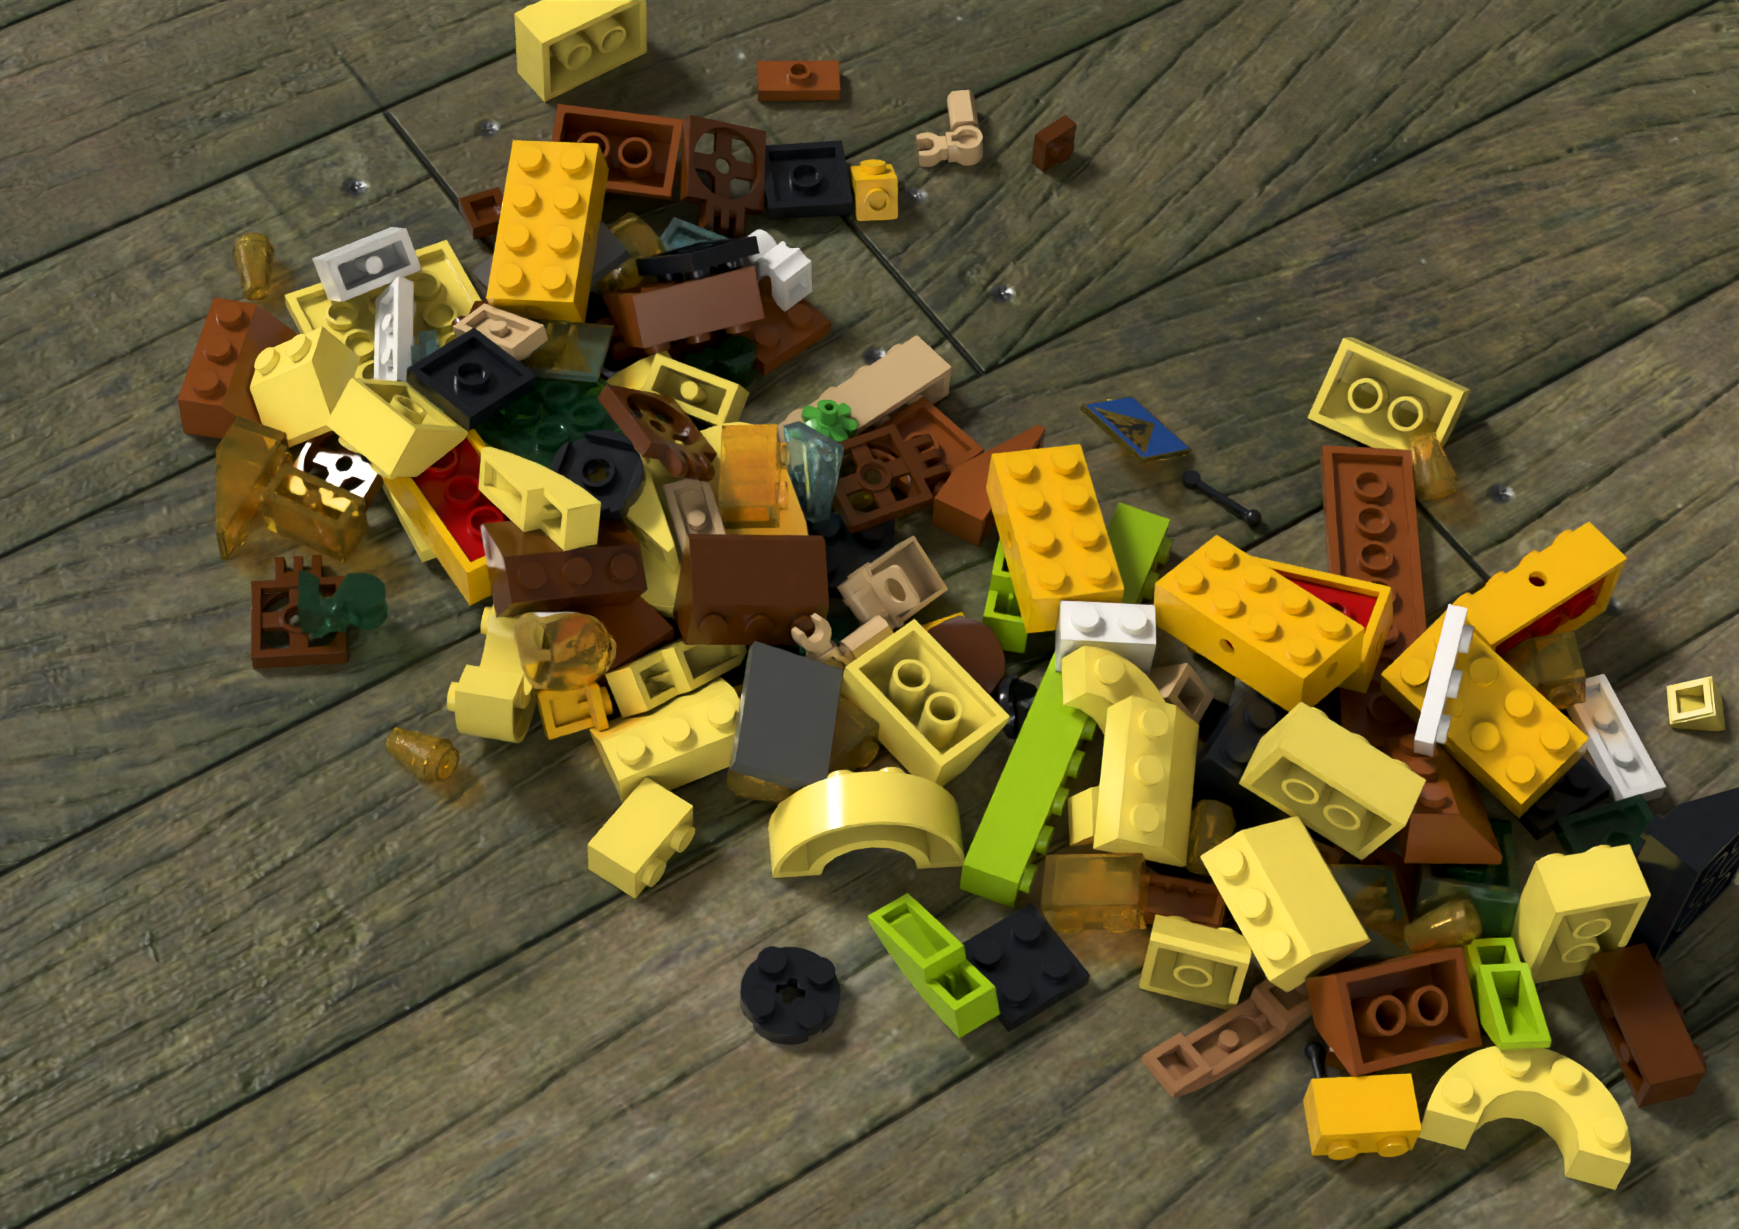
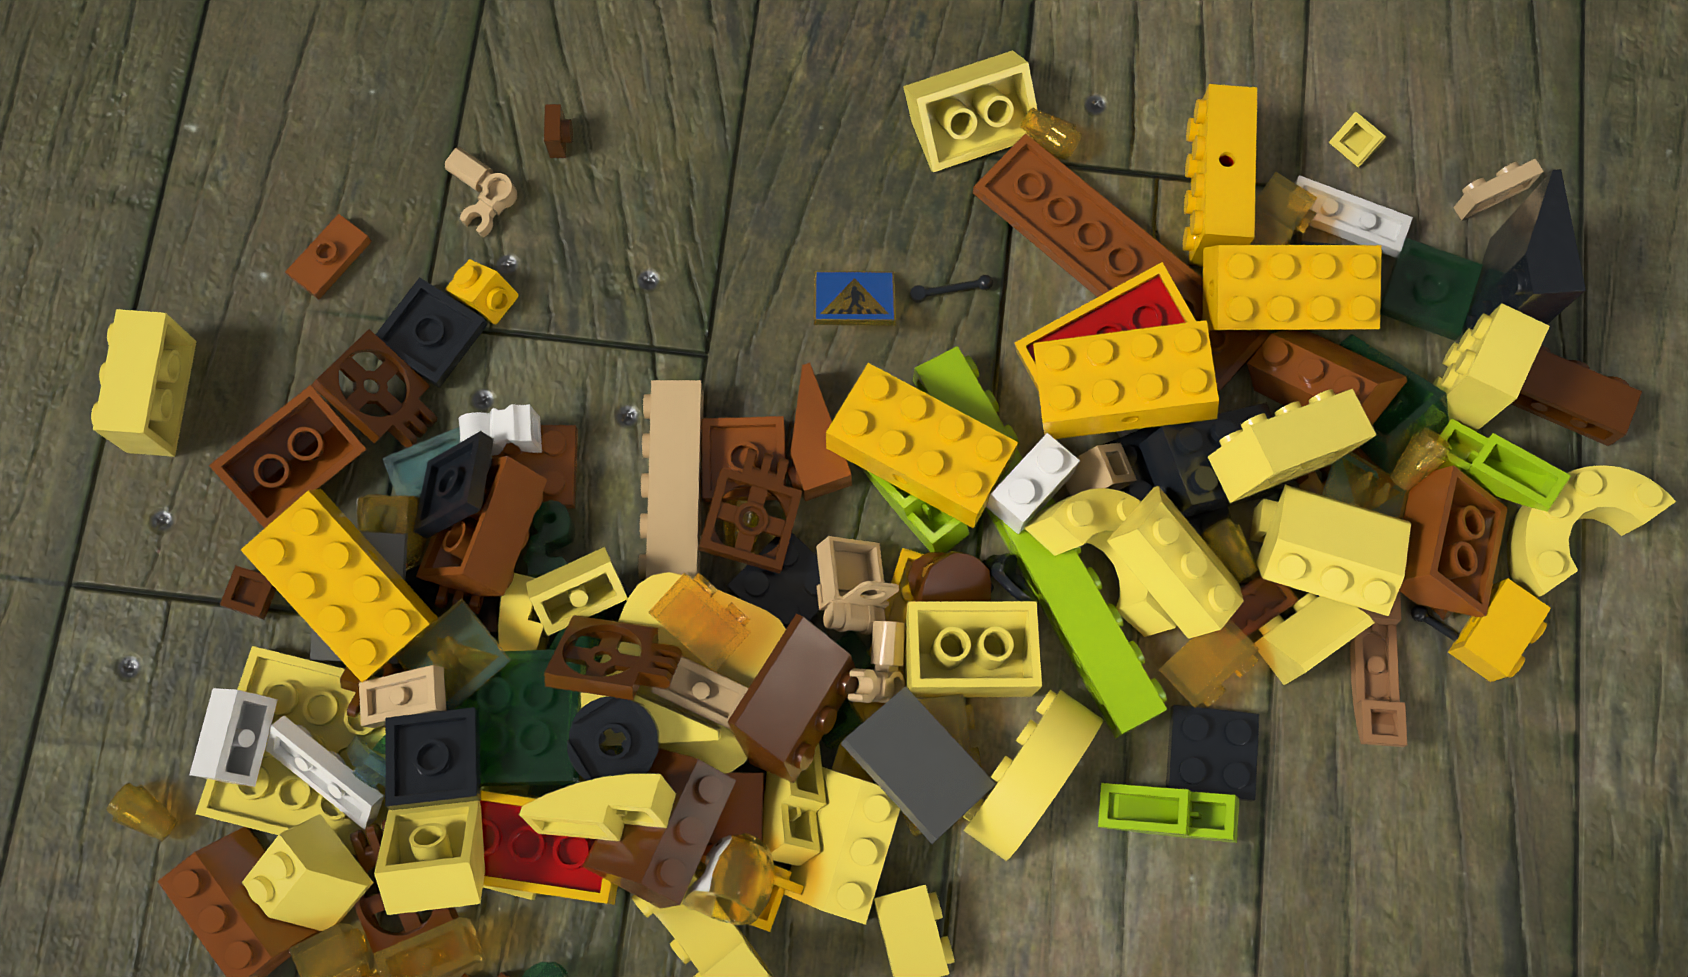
camera: 45 degrees left, 20 degrees up
(794, 968) = (1110, 956): black plate -> none
(813, 469) = (720, 561): clear light blue wing -> none
(830, 419) = (681, 520): bright green plant -> none
(1443, 681) = (1275, 302): white plate -> none

